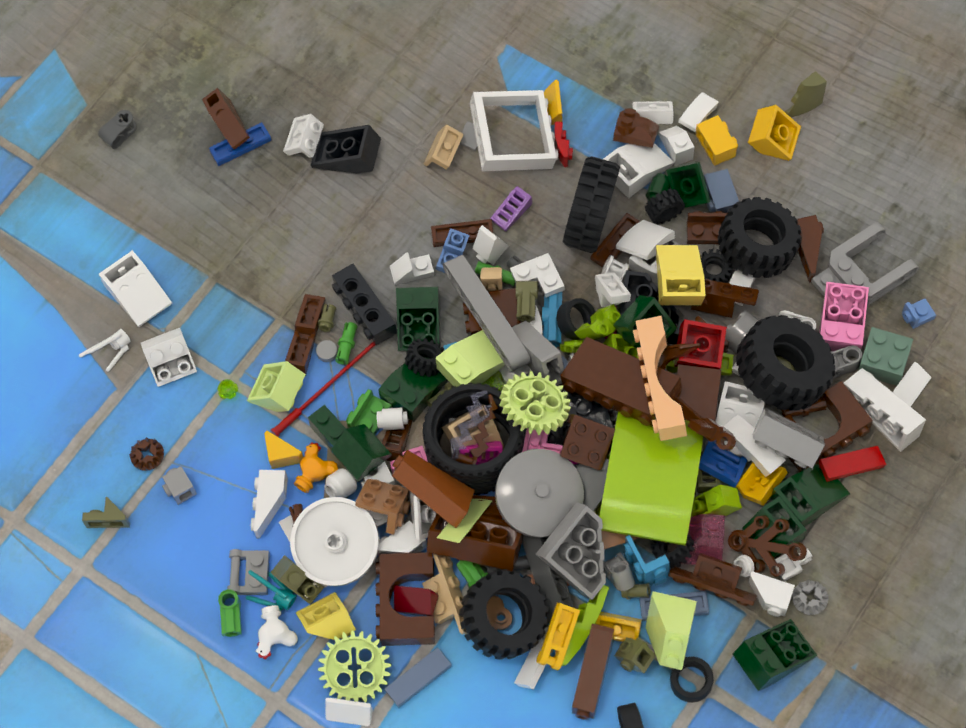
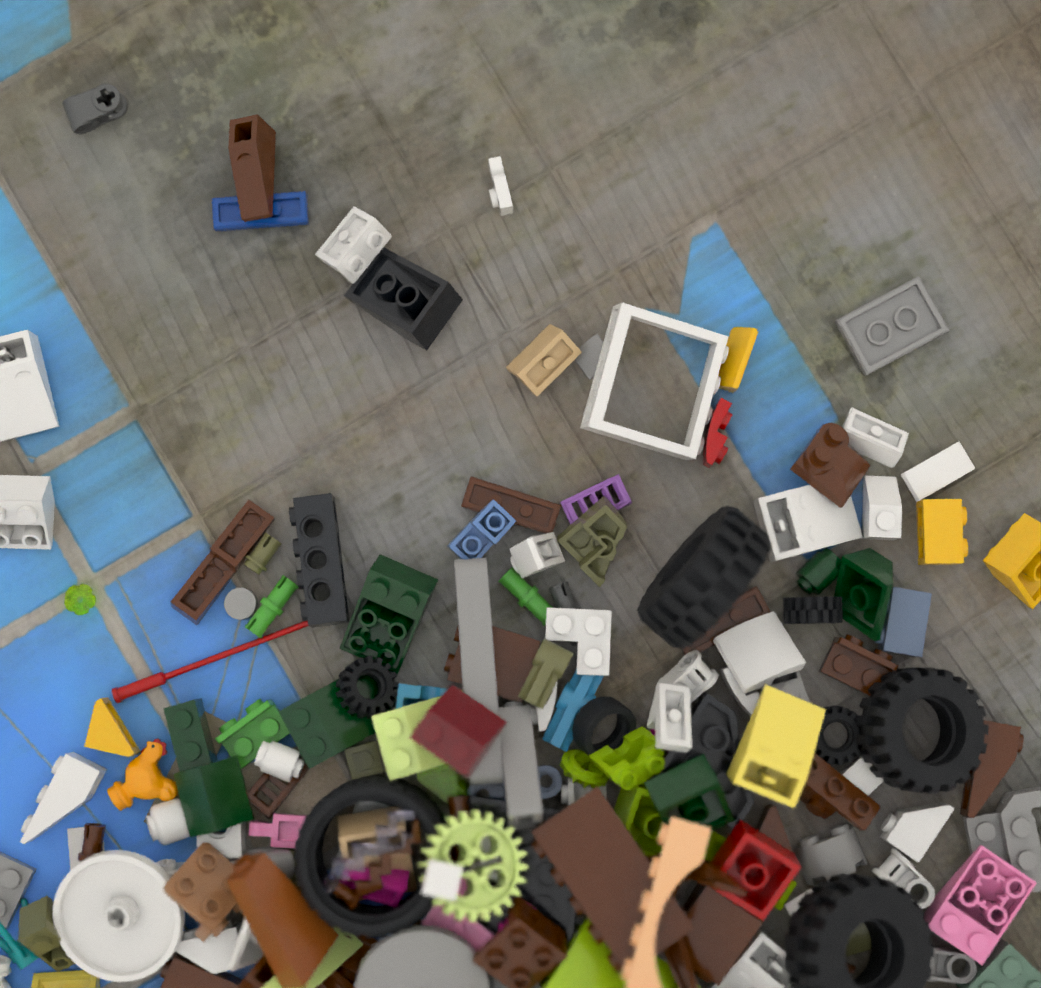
camera: 20 degrees right, 20 degrees up
(277, 386) = (145, 630): yellowish green slope -> none
(376, 76) = (500, 194): none -> white plate
(413, 269) = (414, 531): white slope -> none
(489, 340) = (458, 730): none -> dark red slope
(491, 278) = (514, 610): tan slope -> none
(519, 407) = (442, 880): none -> white tile
(520, 226) = (594, 538): none -> olive slope
(633, 53) = (891, 326): none -> light grey tile
(785, 295) = (915, 828): none -> white slope

